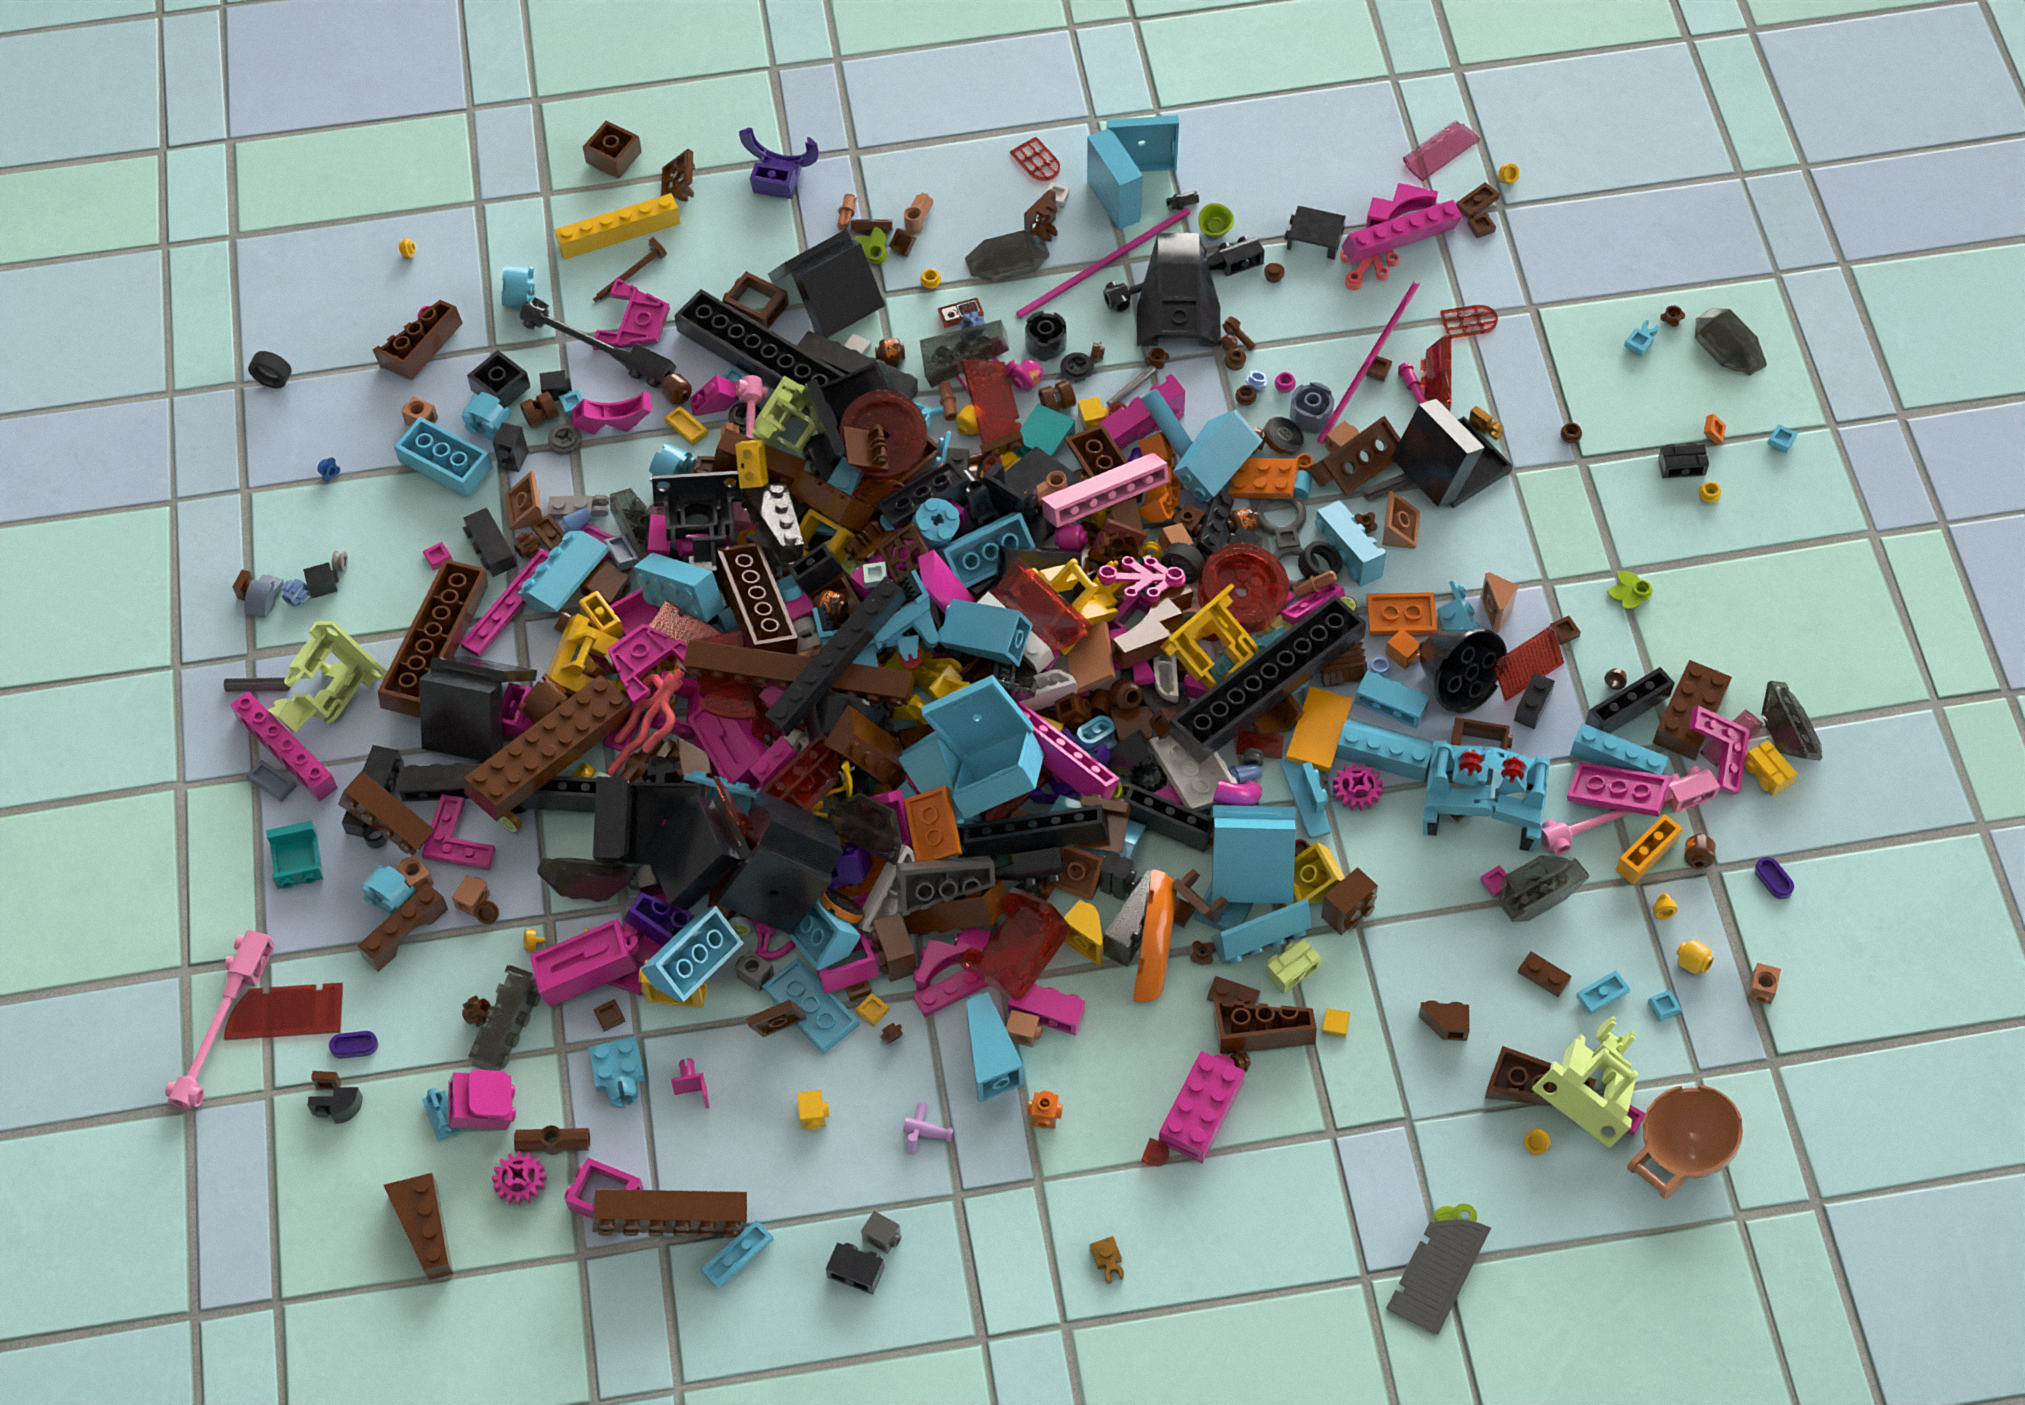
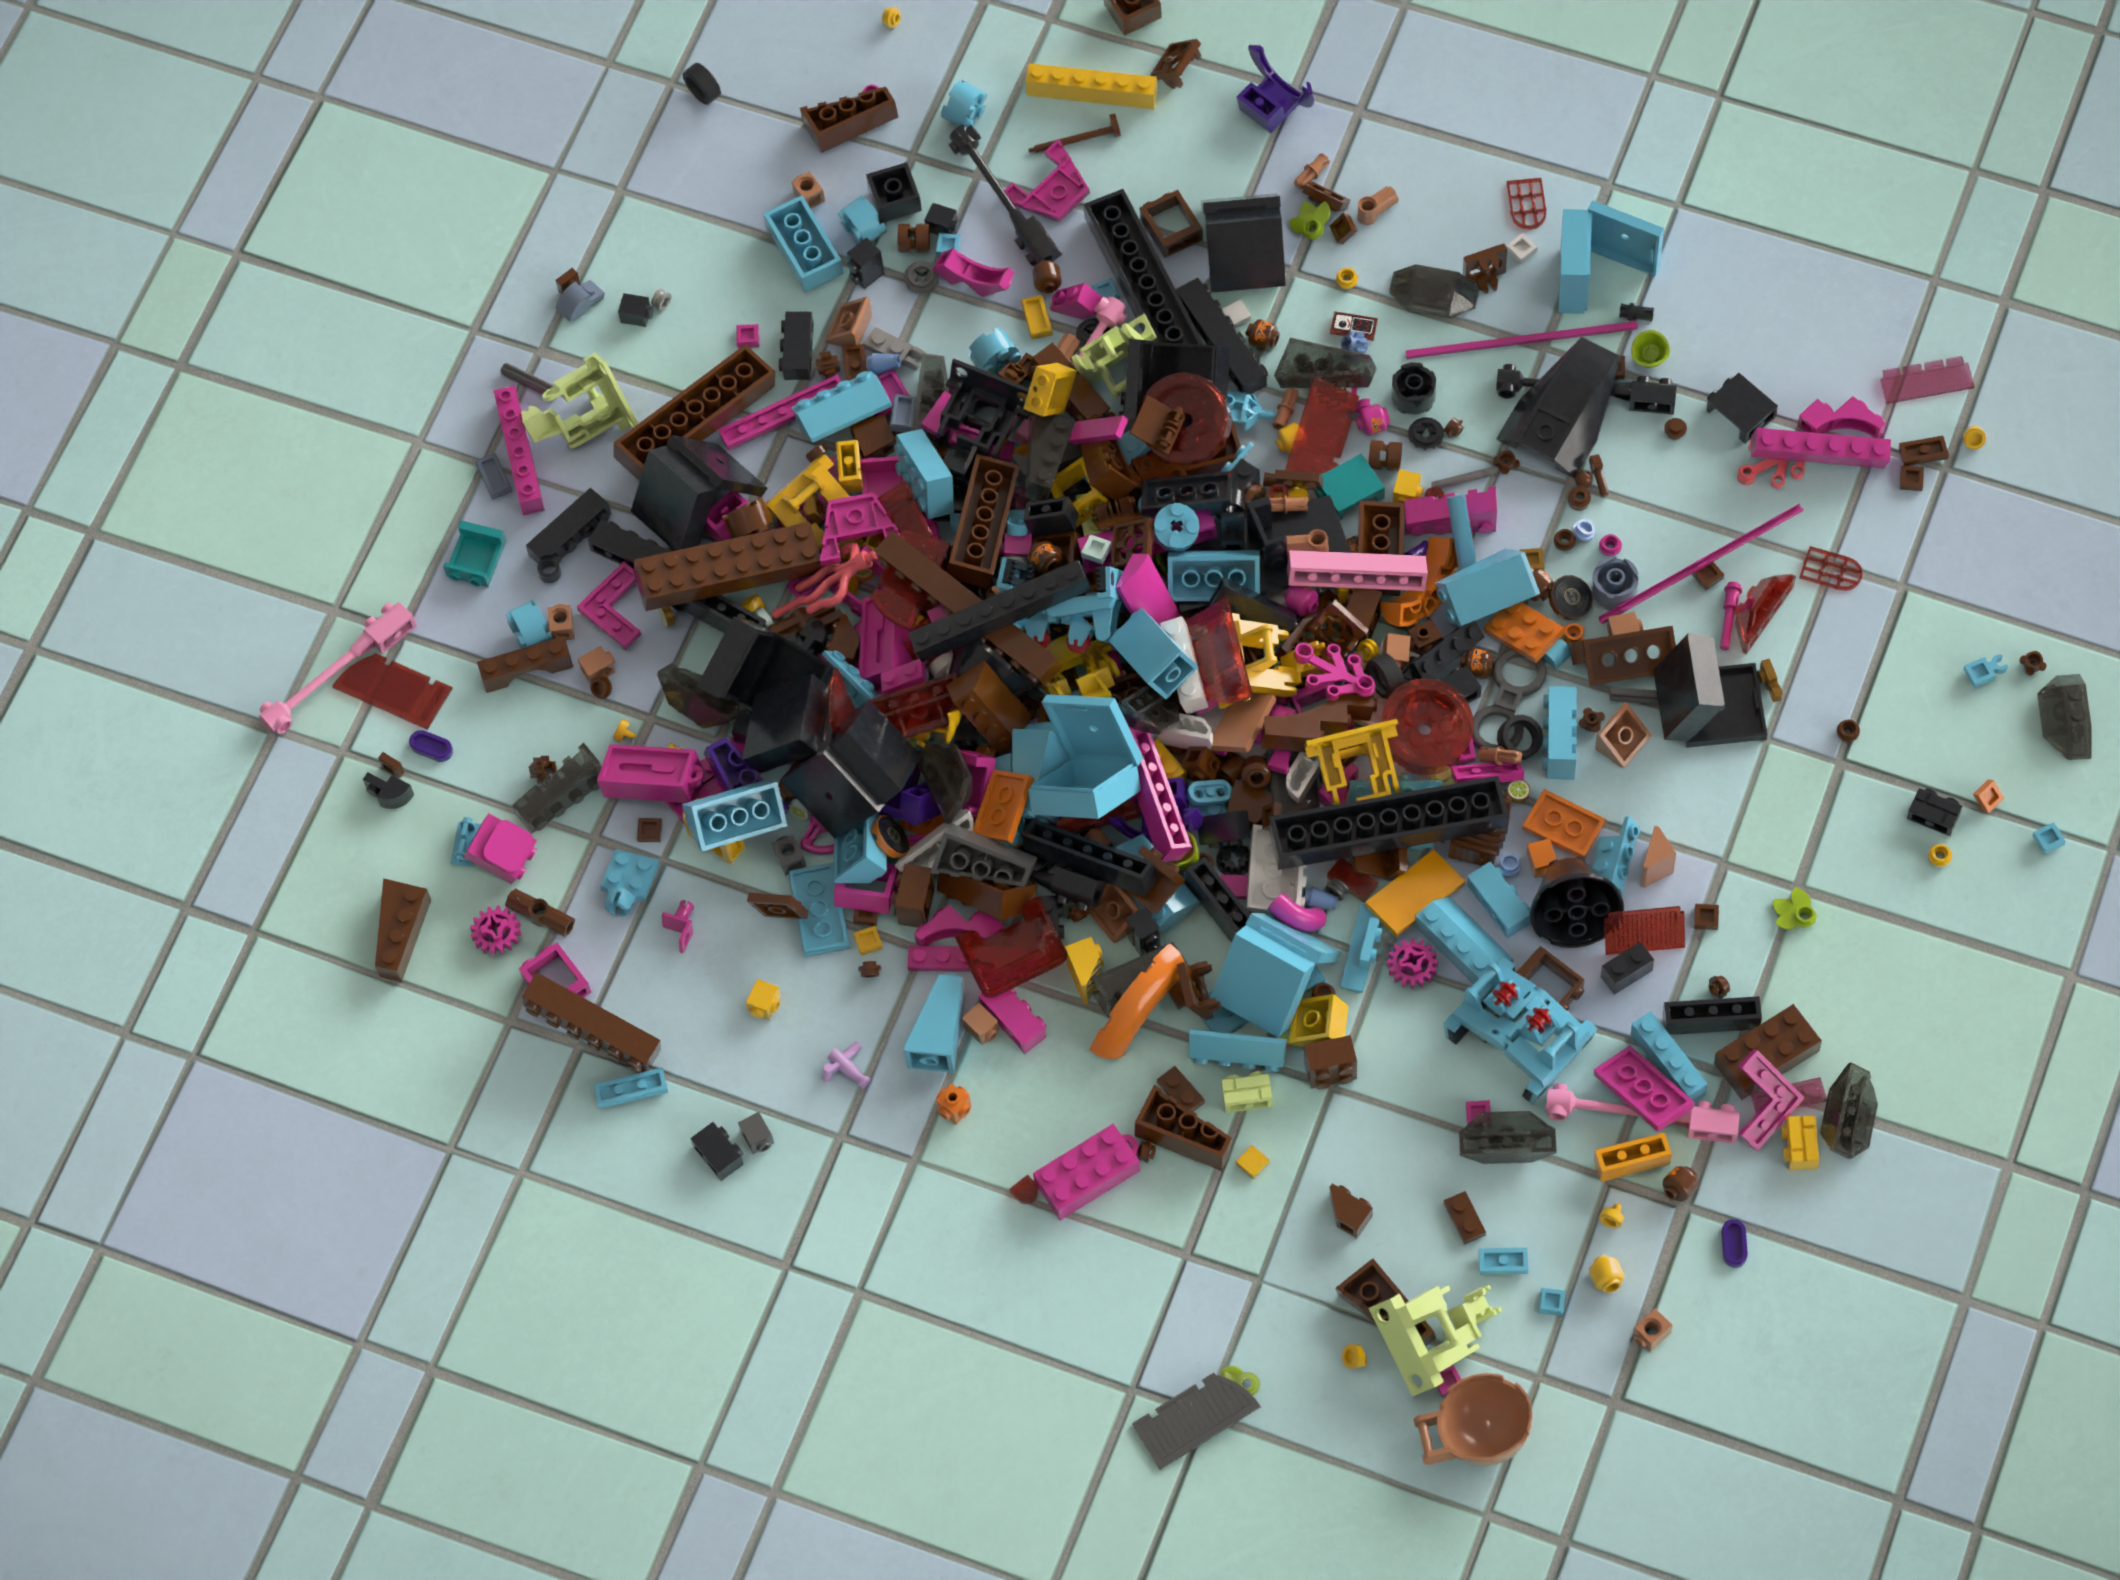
camera: 35 degrees right, 5 degrees up
(294, 592) = (606, 310): medium blue gear -> none
(328, 468) = (700, 205): blue plate -> none
(385, 814) = (562, 557): reddish brown wedge -> none
(814, 477) = (1098, 430): none -> dark pink tile
(1014, 464) = (1289, 504): none -> nougat axle
(1107, 1256) = (928, 1253): pearl gold plate -> none
(1199, 958) = (1177, 1046): reddish brown plate -> none

